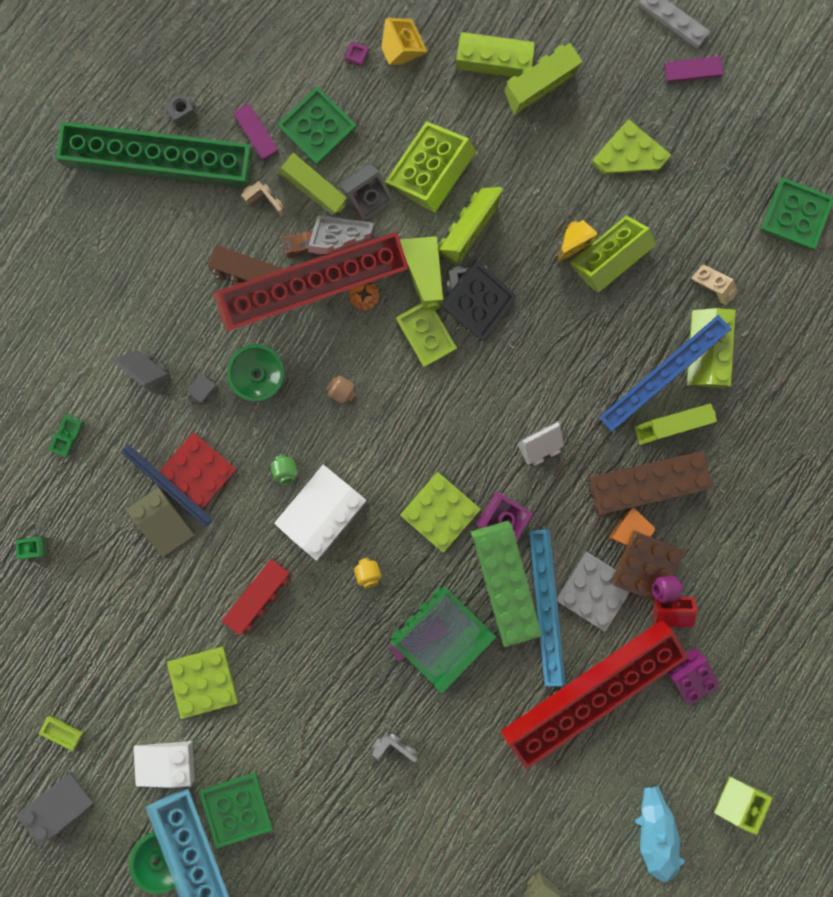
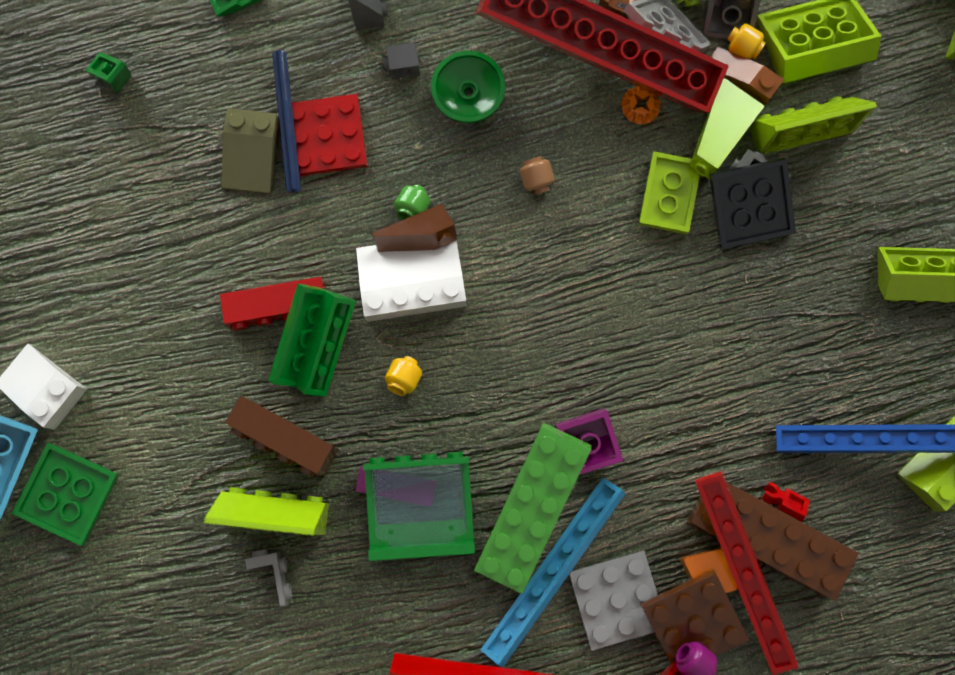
camera: 45 degrees right, 5 degrees down
(202, 682) = (148, 340): lime plate -> none
(298, 599) = (312, 340): none -> green slope
(304, 482) = (419, 232): none -> reddish brown slope
(330, 669) = (277, 434): none -> reddish brown brick
(363, 717) = (269, 512): none -> lime slope
(393, 205) = (746, 41): none -> yellow head
(410, 226) = (749, 75): none -> dark orange slope
(440, 512) = (529, 380): lime plate -> none
(541, 444) = (694, 398): white slope -> none
(576, 238) = (906, 228): yellow slope -> none
(643, 454) = (787, 501): none -> red plate
(652, 515) = (747, 573): none -> red plate
(675, 424) = (851, 500): lime slope -> none

